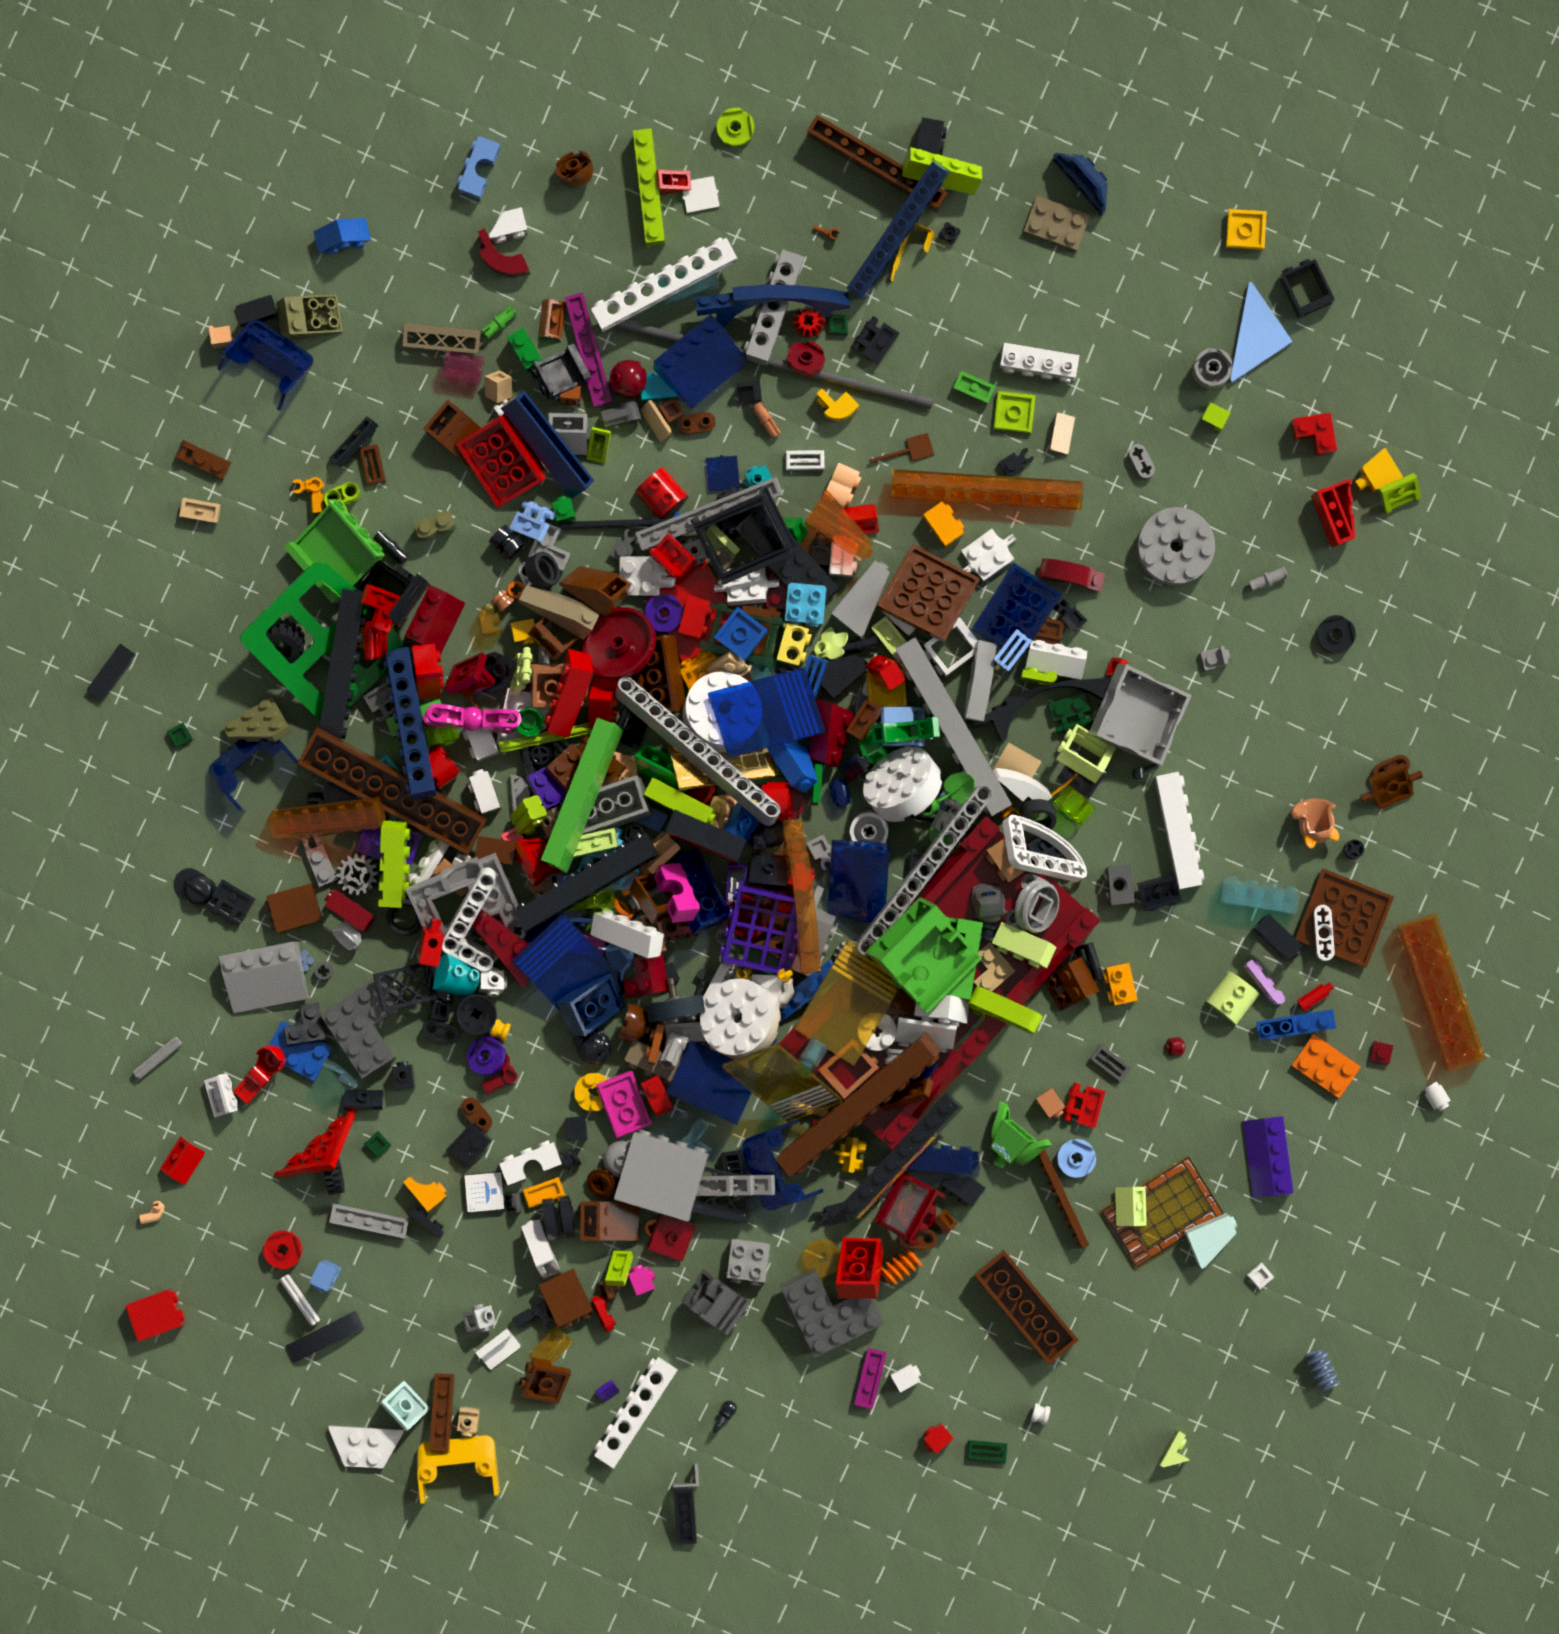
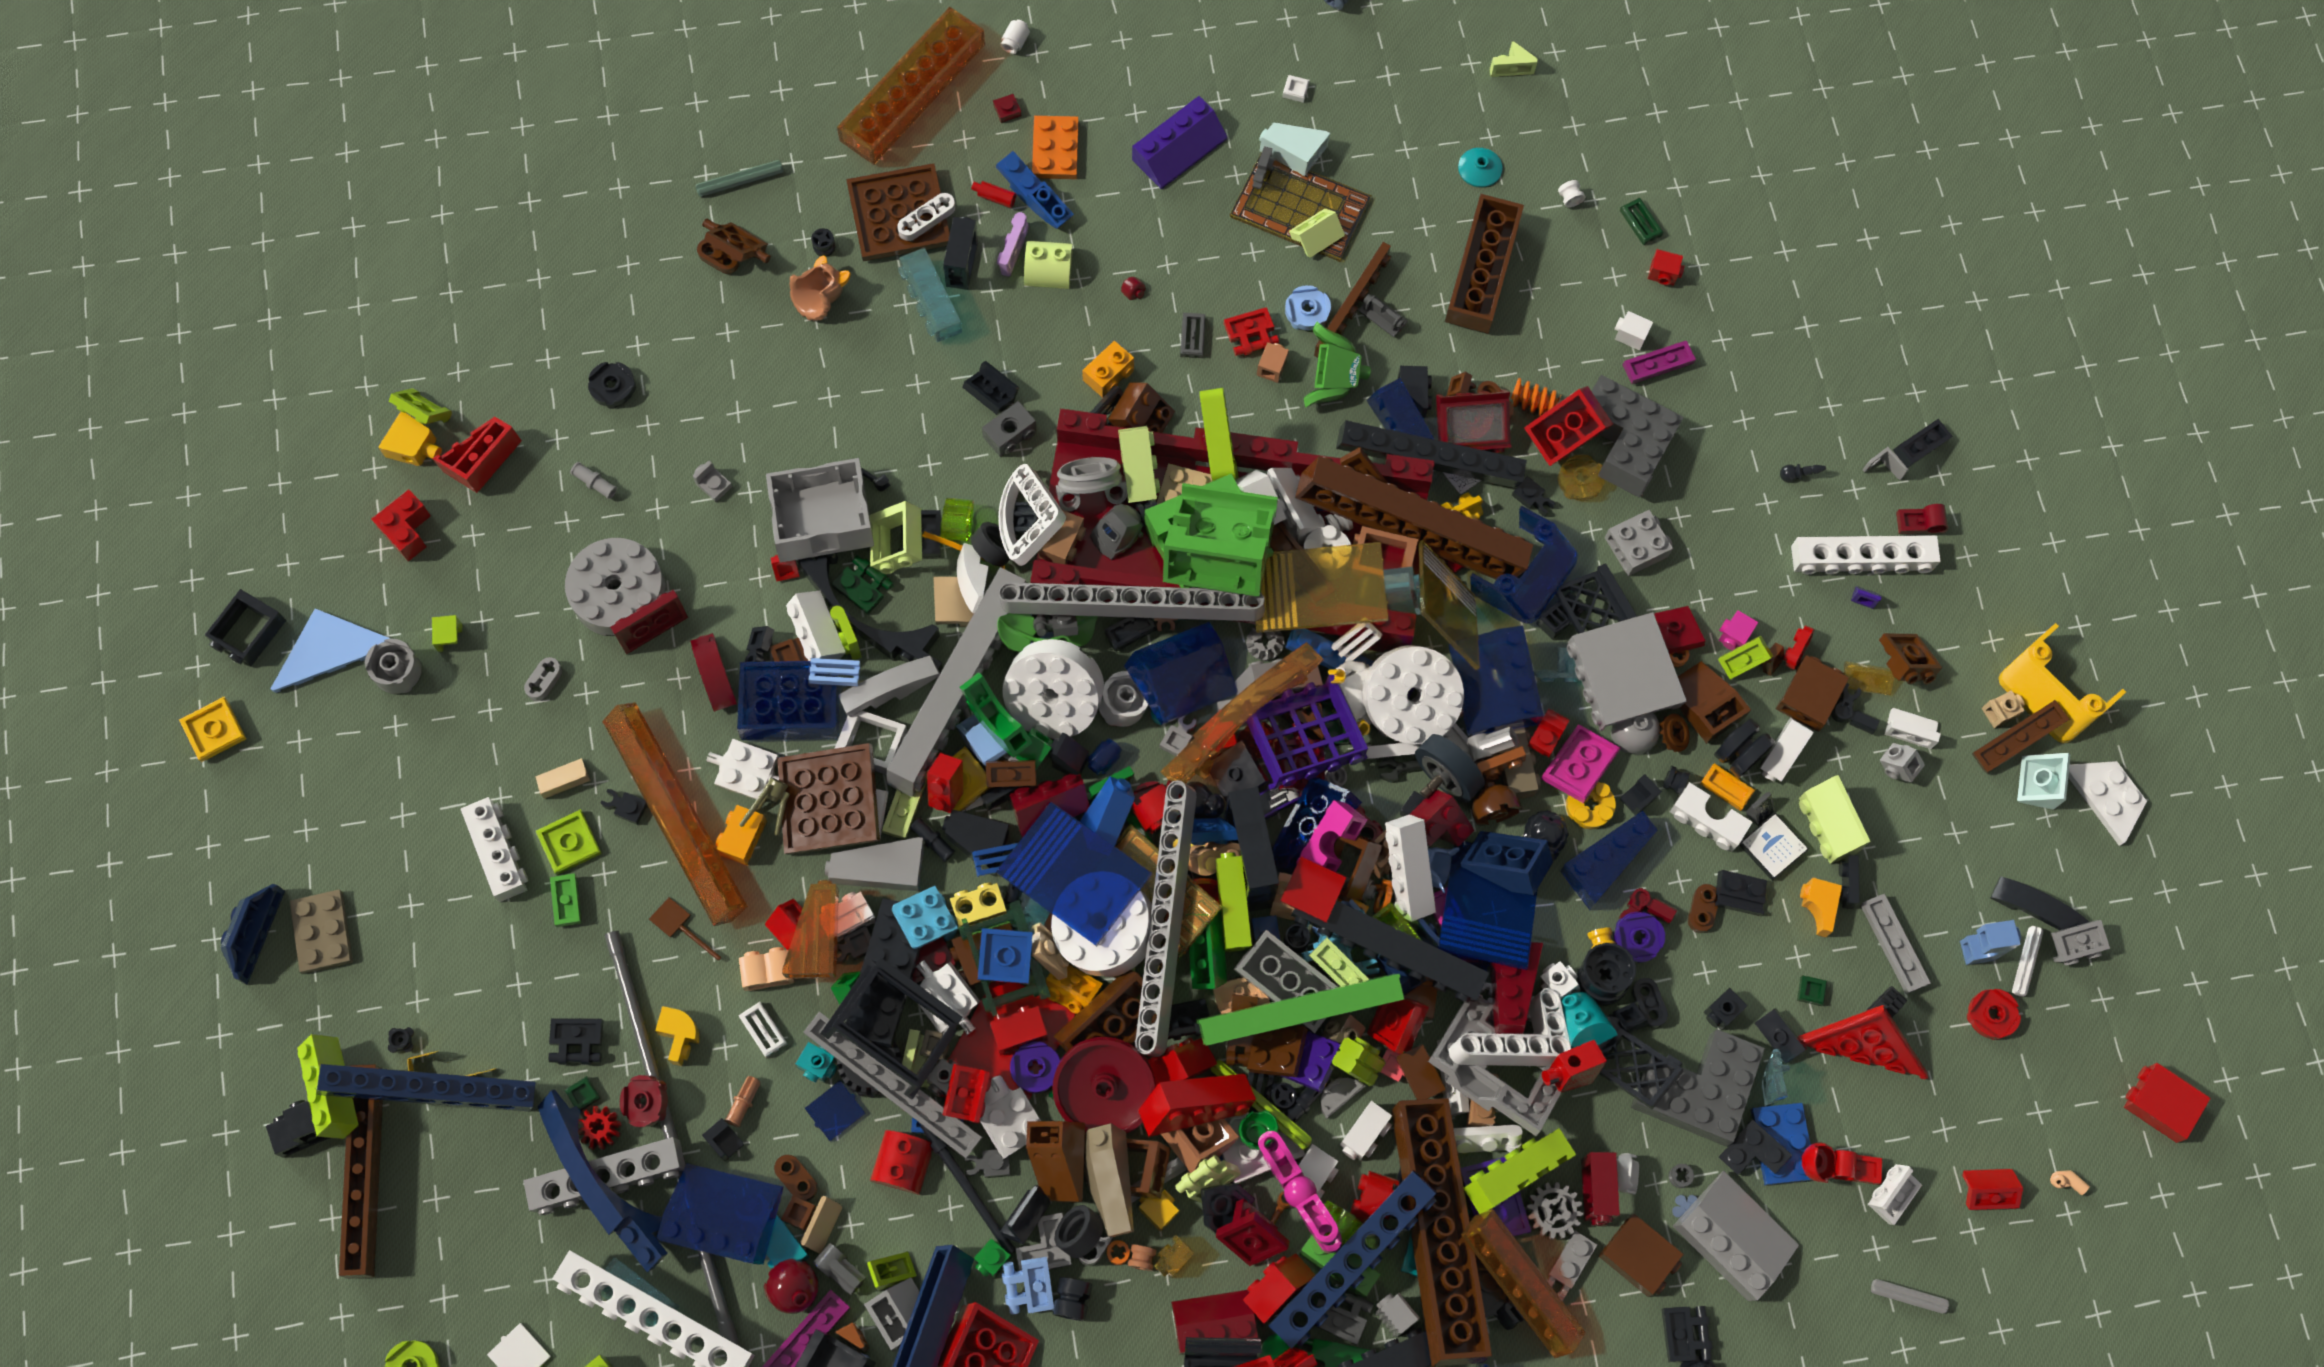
camera: 125 degrees left, 15 degrees down
(287, 1340) = (2080, 941): none -> light grey bracket
(362, 730) = (1396, 1314): none -> light grey brick
(404, 932) = (1576, 1113): black tyre -> none
(473, 1239) = (1833, 820): none -> yellowish green slope
(548, 1067) = (1605, 860): none -> clear blue wedge
(575, 547) = (1026, 1215): none -> black panel
(632, 1471) = (1928, 520): none -> dark red plate
(651, 856) = (1313, 889): none -> red slope
(716, 1302) = (1706, 540): dark grey piece -> none
(737, 1185) = (1578, 590): light grey slope -> none
(797, 1005) = (1344, 651): none -> white tile
(827, 232) = (479, 1177): dark orange hand -> none
(831, 644) = (948, 864): yellowish green plate -> none
(956, 560) = (774, 791): none -> olive plant
(1036, 1208) = (1382, 315): none -> dark grey hinge
(1100, 1359) = (1477, 174): none -> teal dish
(1133, 552) = (649, 621): none -> dark red plate
(1178, 830) = (914, 409): white brick -> none
(1209, 1206) = (1265, 164): none -> dark grey plate
(1447, 822) = (739, 178): none -> sand green axle

